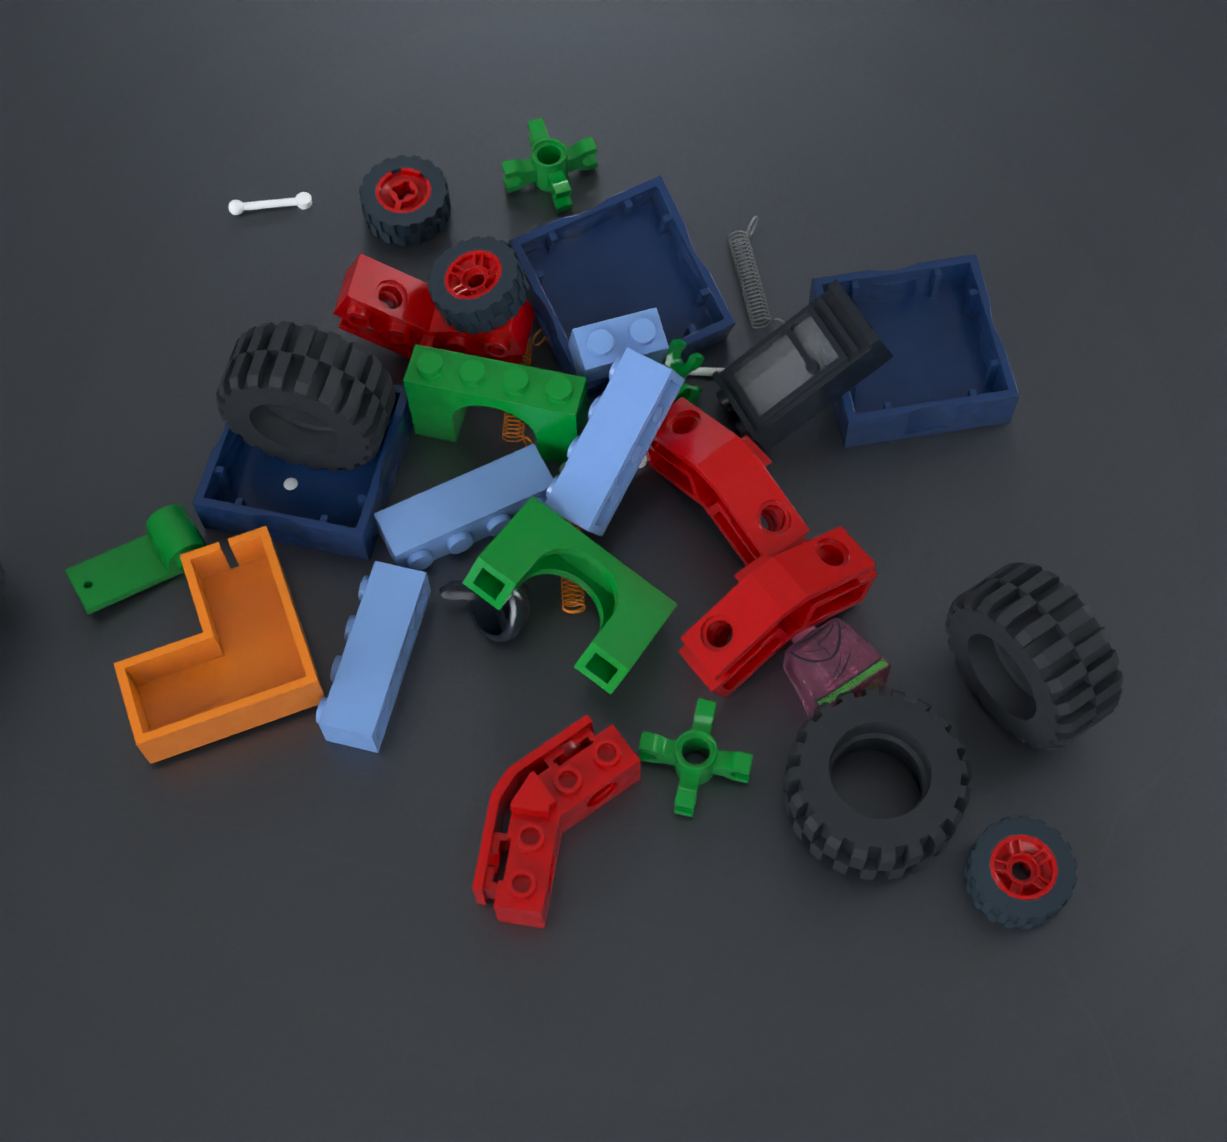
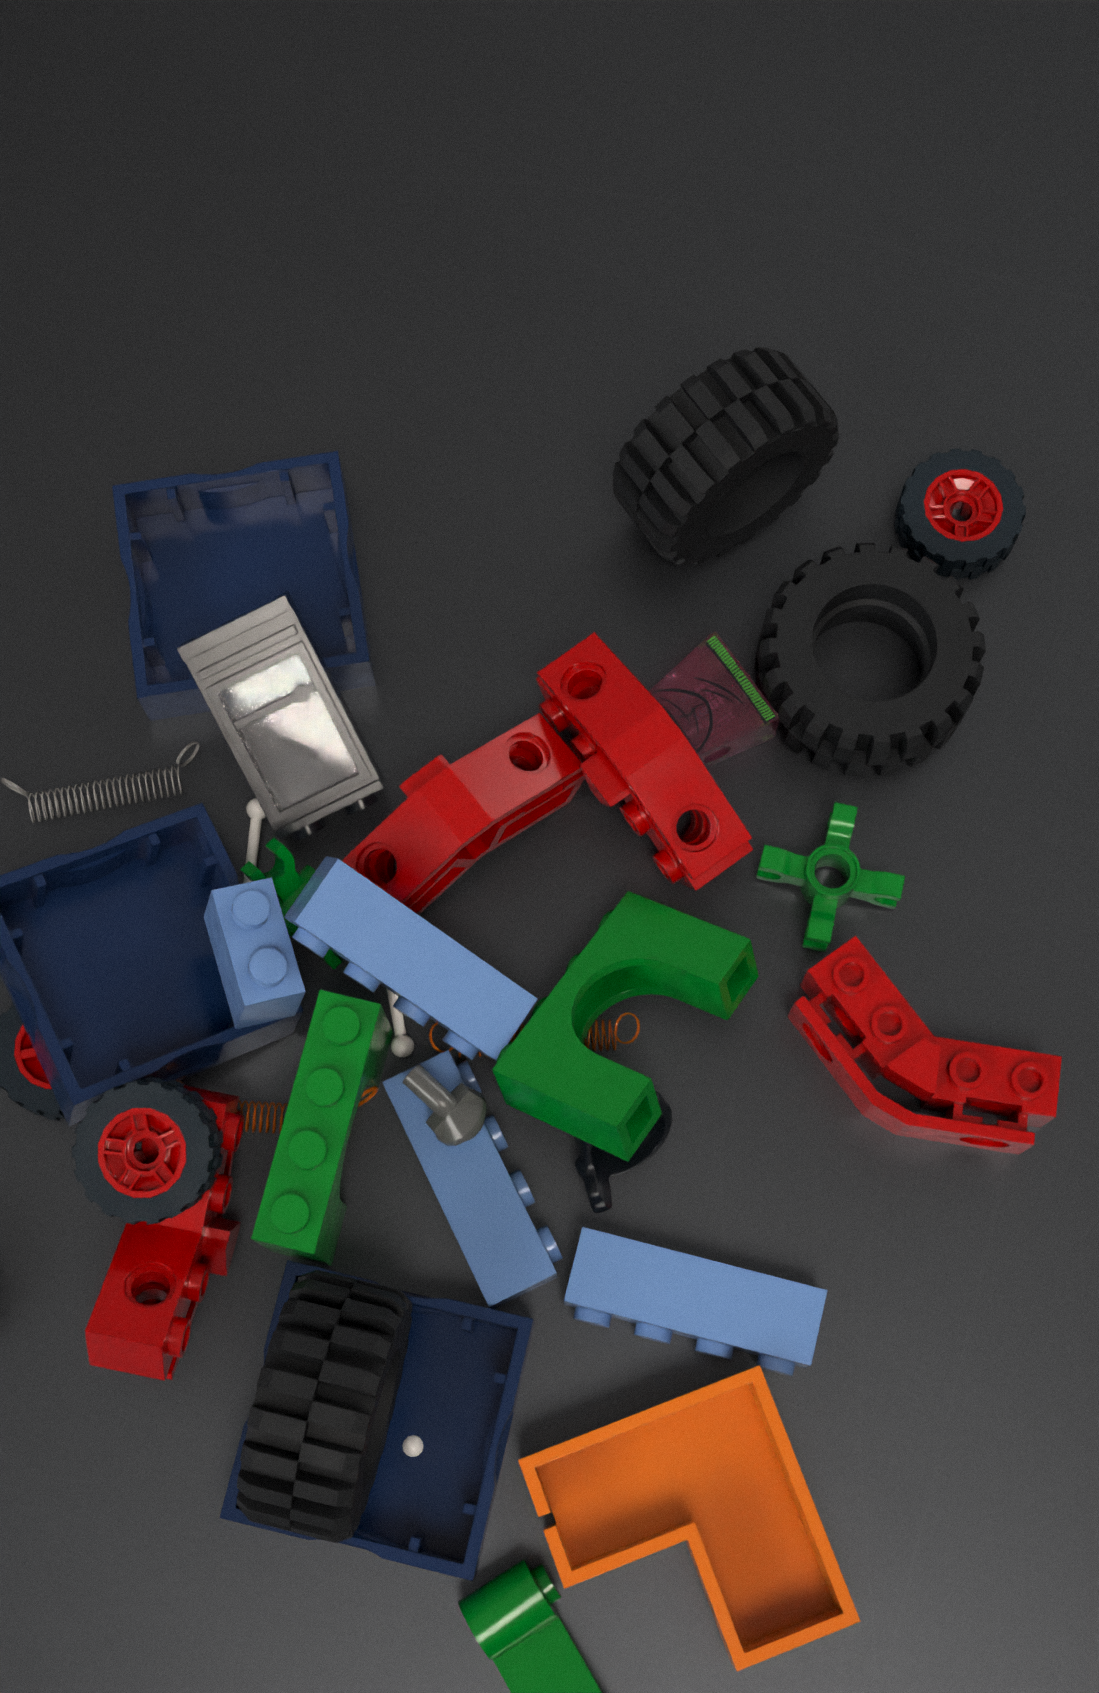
camera: 90 degrees left, 10 degrees up
(504, 481) = (456, 1114): none -> dark grey plate

